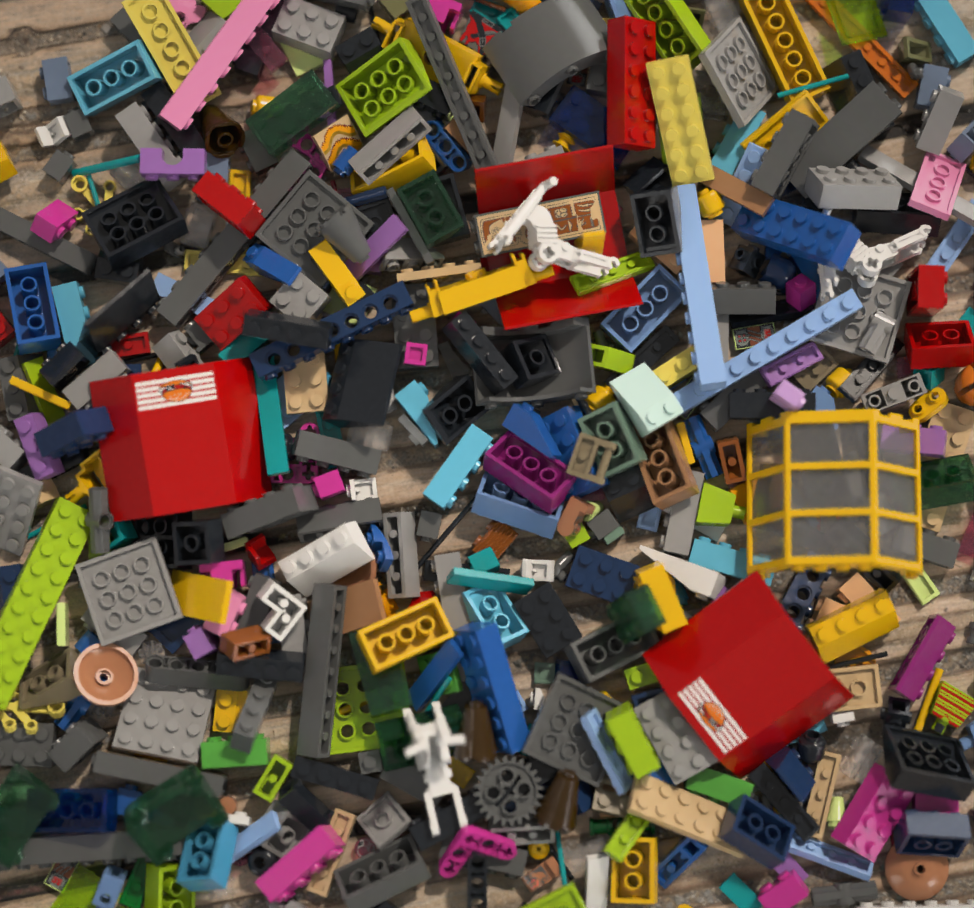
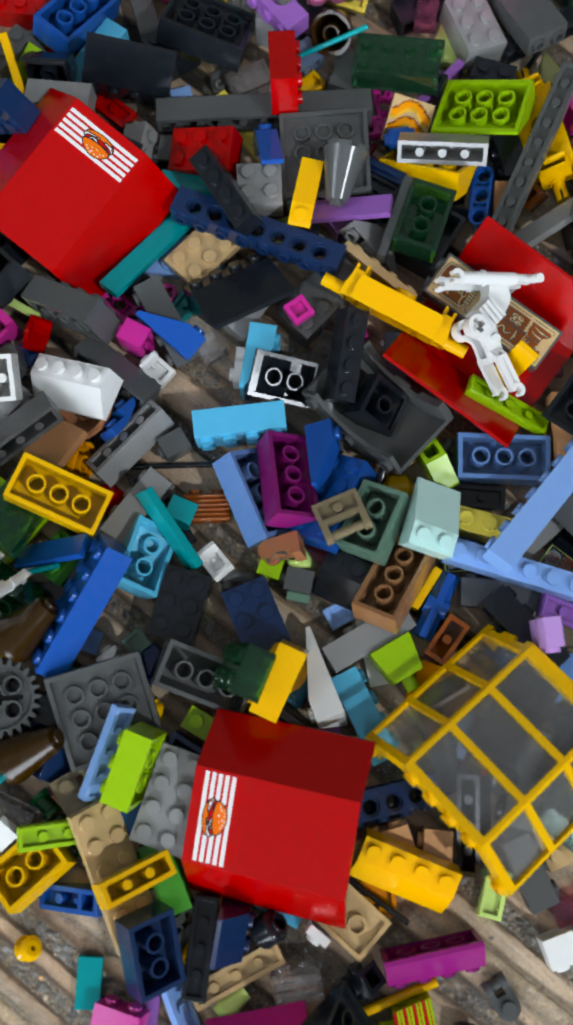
camera: 50 degrees right, 5 degrees down
(233, 142) = (334, 40): none -> teal axle
(358, 453) = (177, 334): none -> blue slope
(704, 801) = (133, 879): none -> yellow brick

